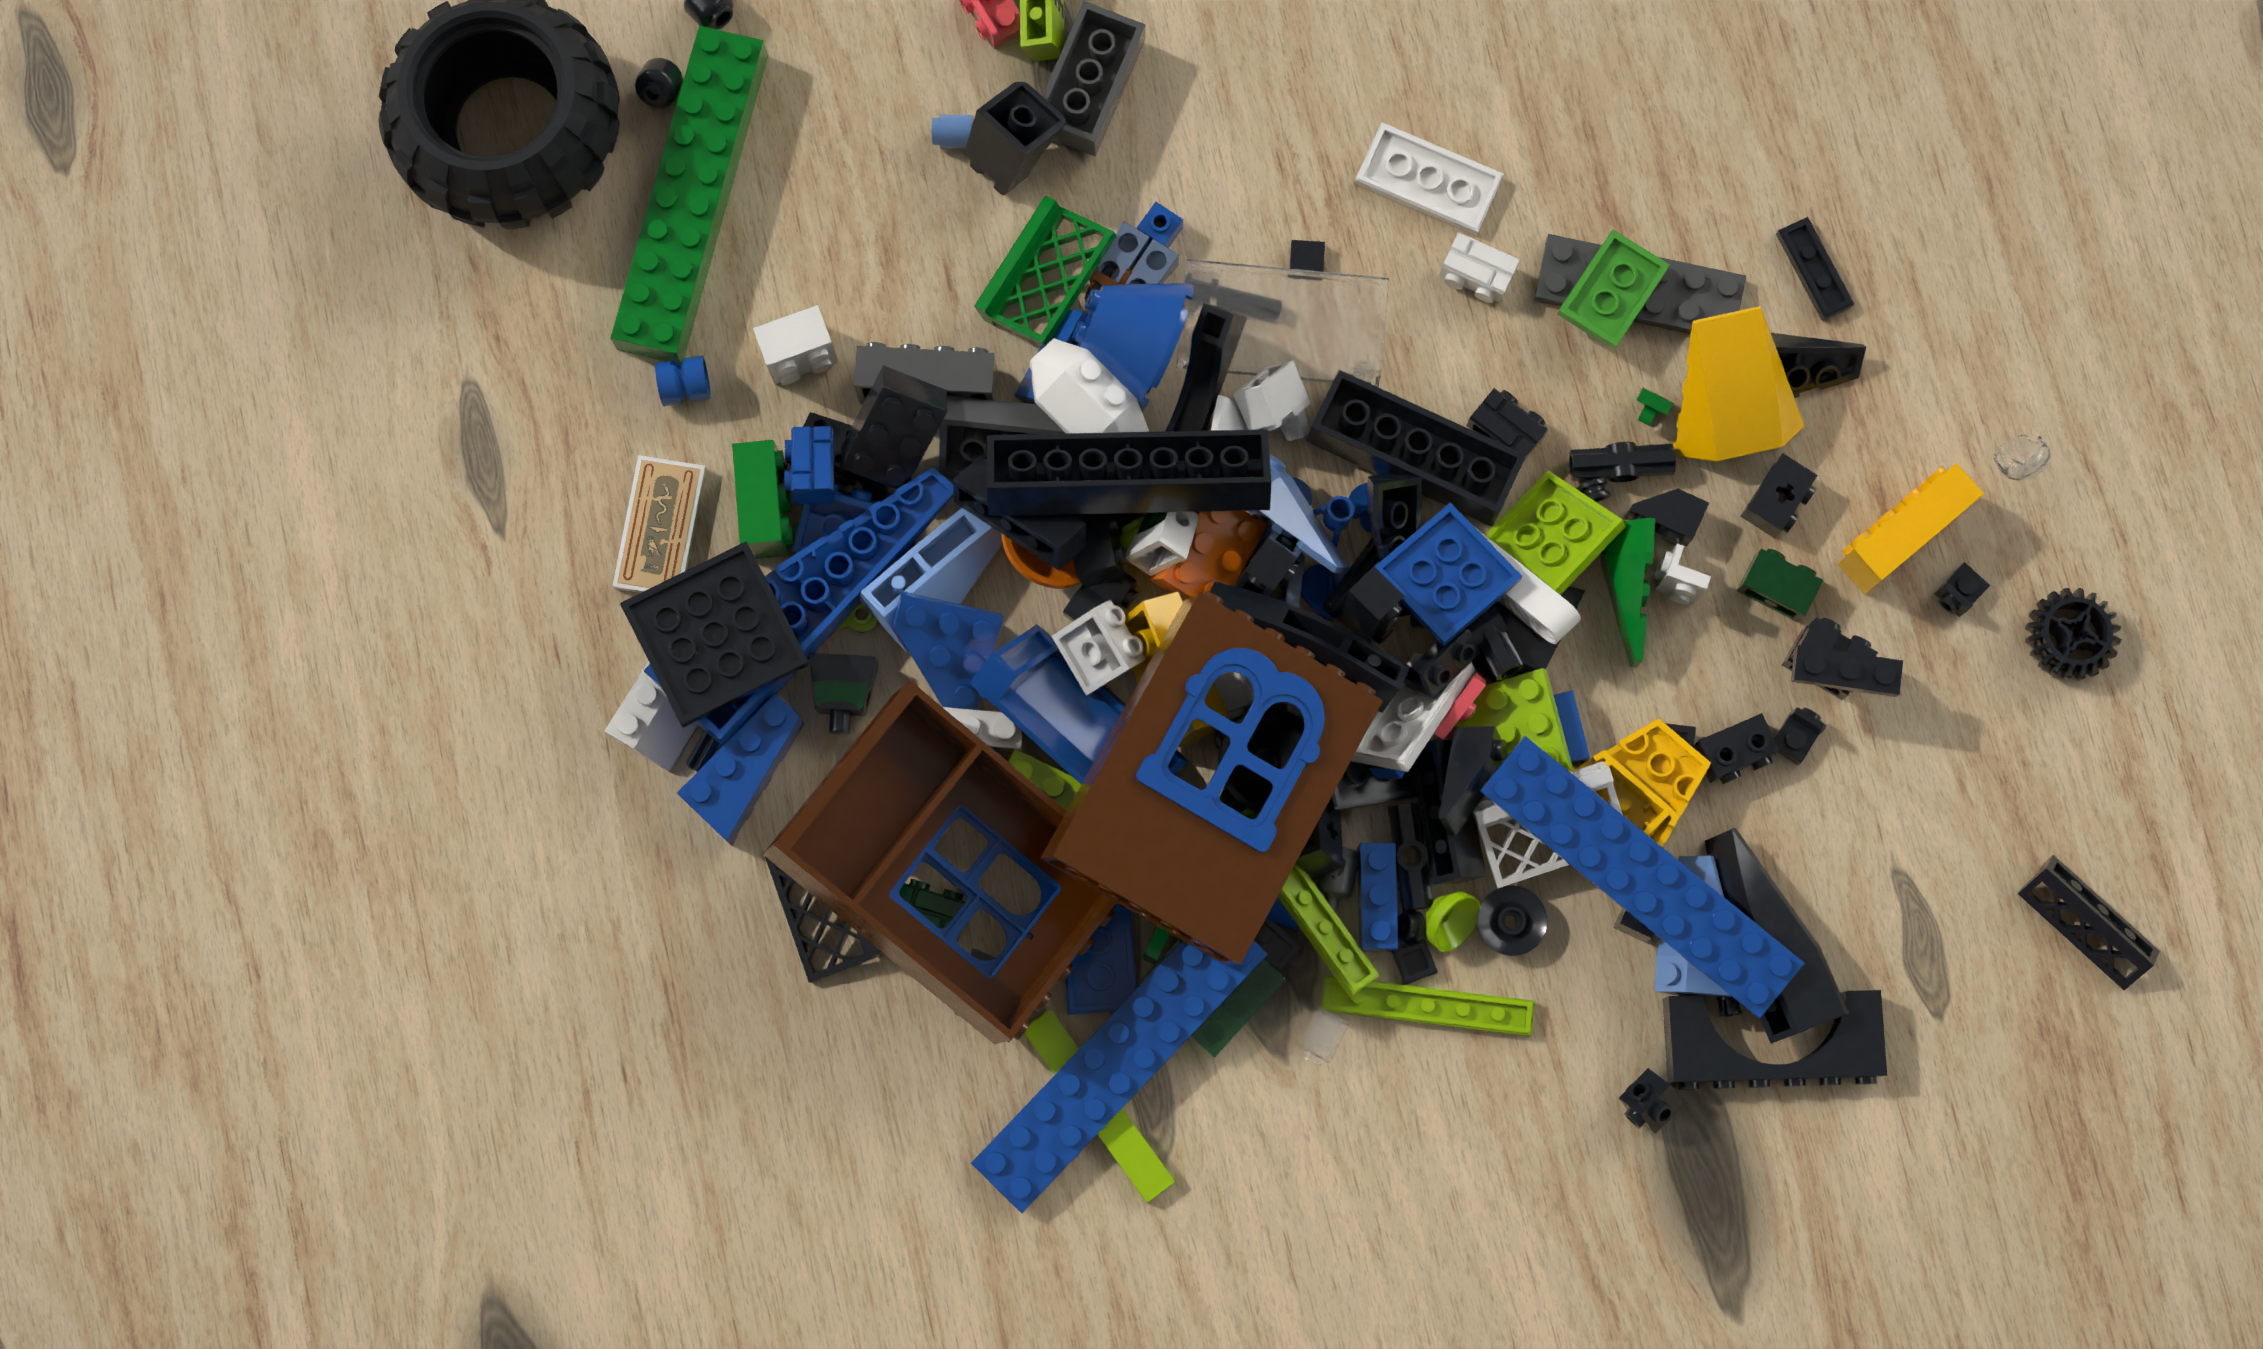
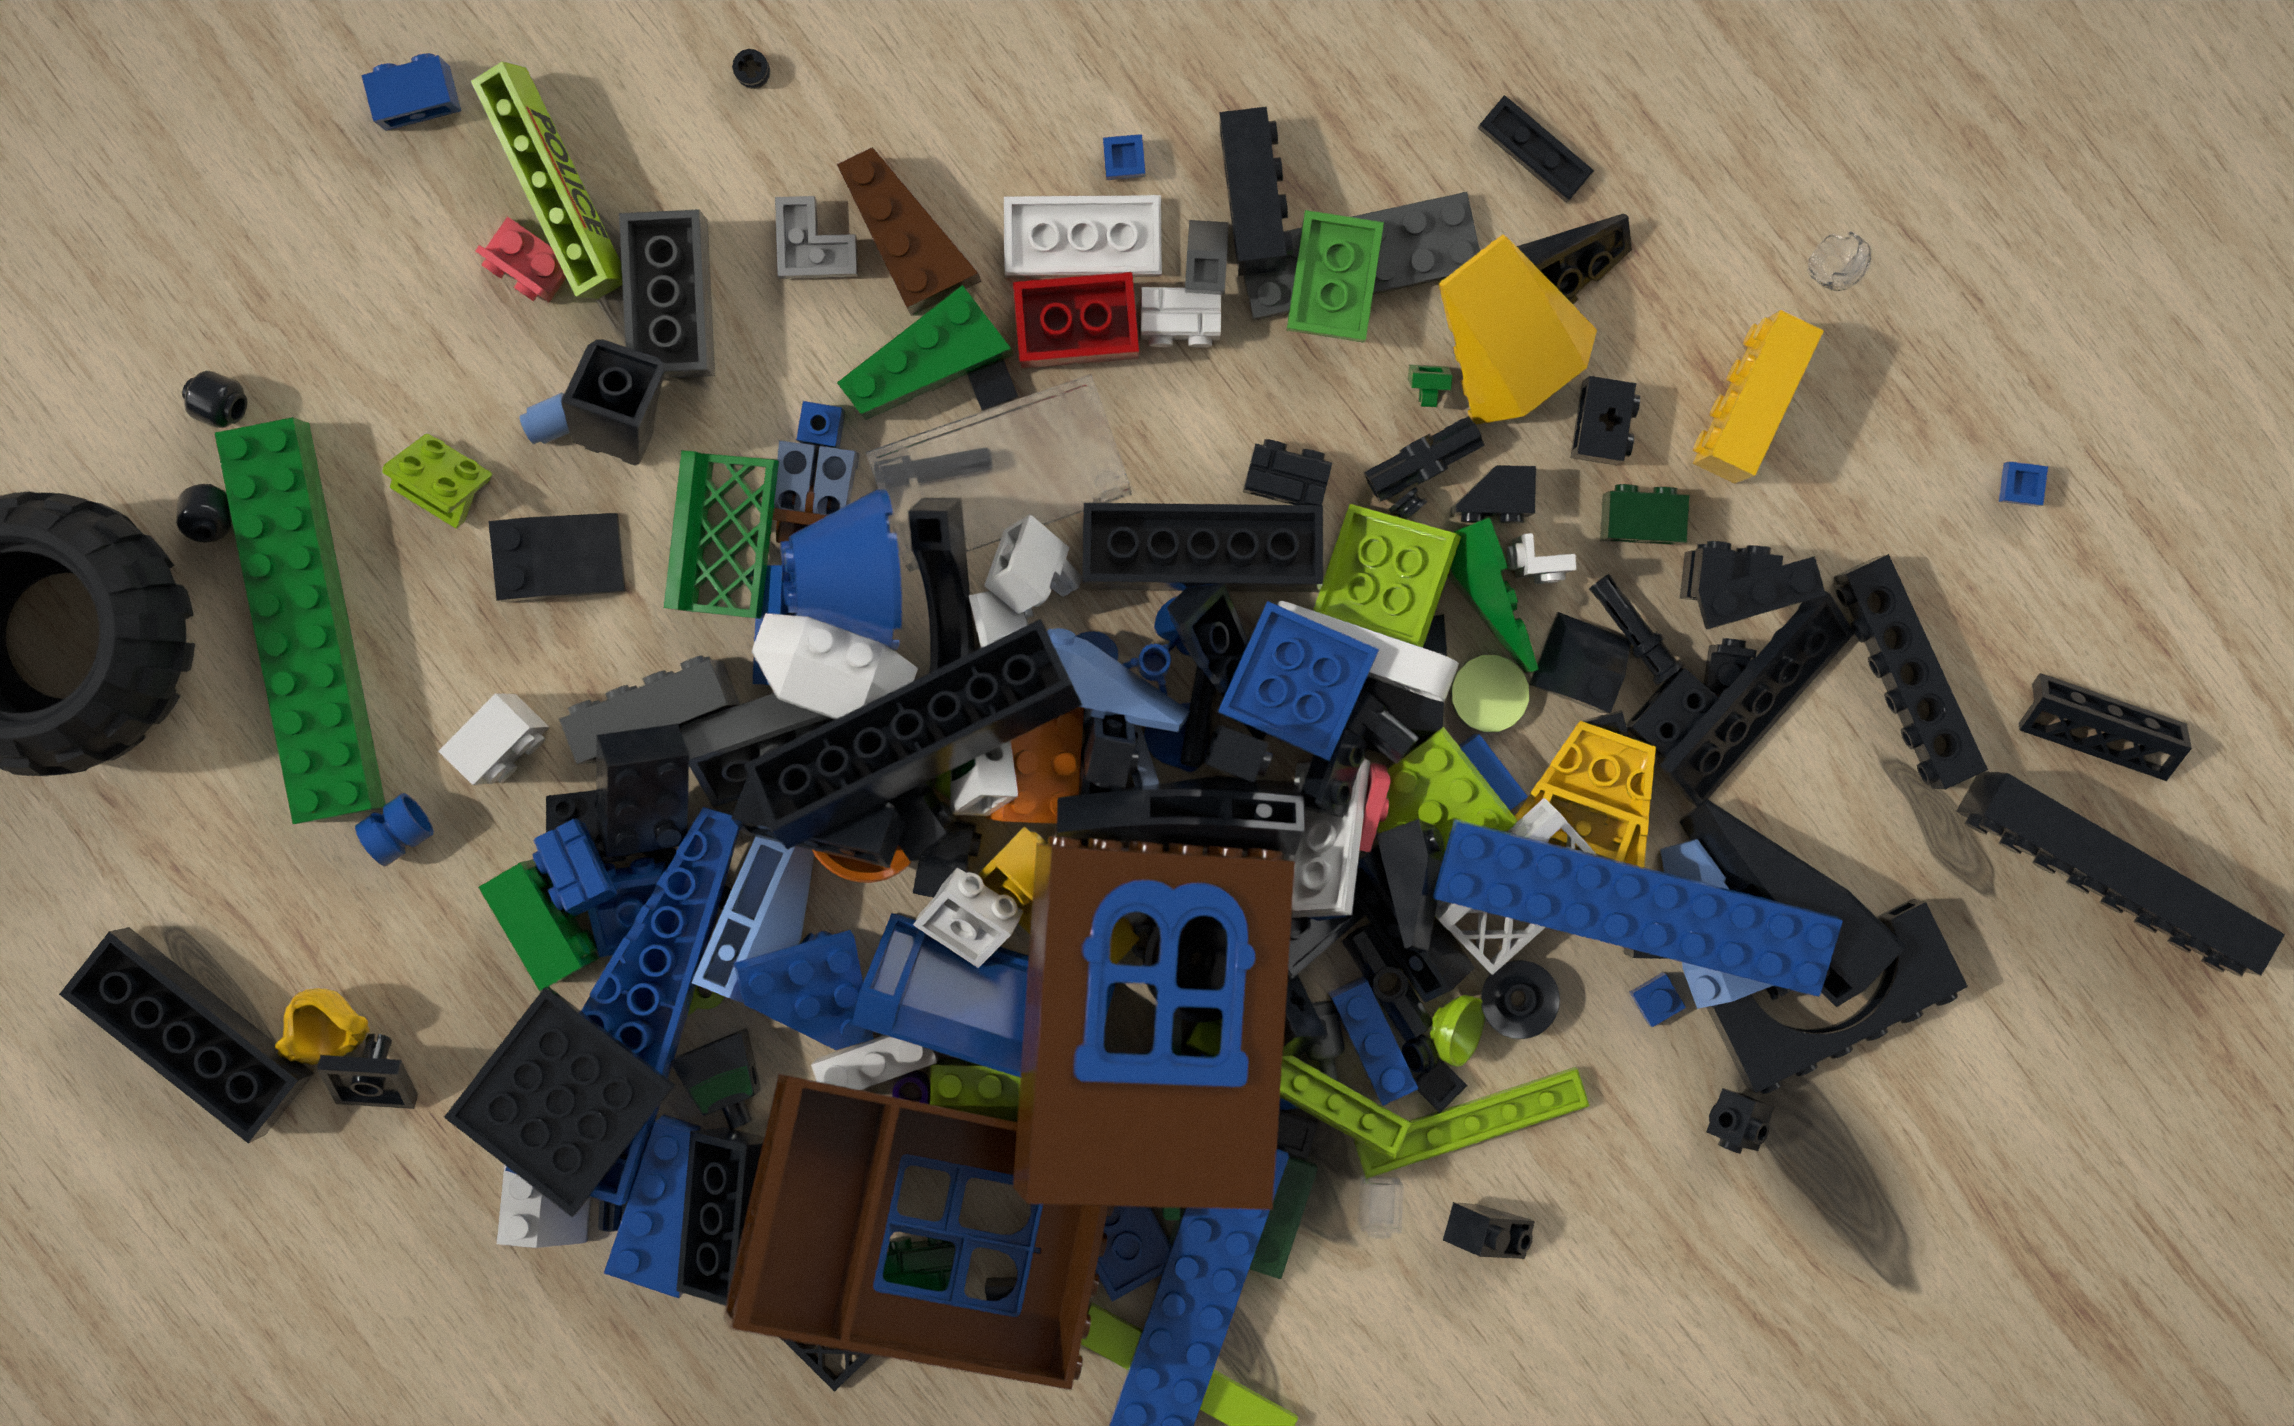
camera: 25 degrees left, 10 degrees up
(446, 462) = (186, 1033): none -> black brick
(550, 504) = (320, 1024): none -> yellow hair
(567, 560) = (369, 1078): none -> black tile
(659, 523) = (447, 992): tile -> none
(789, 780) = (715, 1209): none -> black brick
(845, 137) = (437, 478): none -> lime bracket
(908, 234) = (556, 556): none -> black slope
(1209, 96) = (803, 251): none -> light grey plate
(1265, 211) = (926, 356): none -> green wedge
(1294, 123) = (911, 243): none -> reddish brown wedge
(1395, 234) = (1076, 320): none -> red brick
(1403, 1098) = (1488, 1231): none -> black slope
(1488, 133) = (1124, 157): none -> blue plate
(1518, 232) = (1206, 257): none -> dark grey slope
(1578, 198) = (1253, 191): none -> black brick
(1594, 668) = (1489, 693): none -> yellowish green tile
(1624, 976) = (1657, 999): none -> blue plate
(1678, 678) = (1582, 663): none -> black slope
(1738, 683) = (1646, 643): none -> black pin
(1811, 765) = (1757, 698): none -> black plate
(1951, 718) = (1961, 757): none -> black brick
(1961, 590) = (1833, 434): black bracket -> none
(2052, 1040) = (2119, 873): none -> black brick
(2088, 610) = (1974, 399): black gear -> none
(2100, 697) = (2023, 484): none -> blue plate

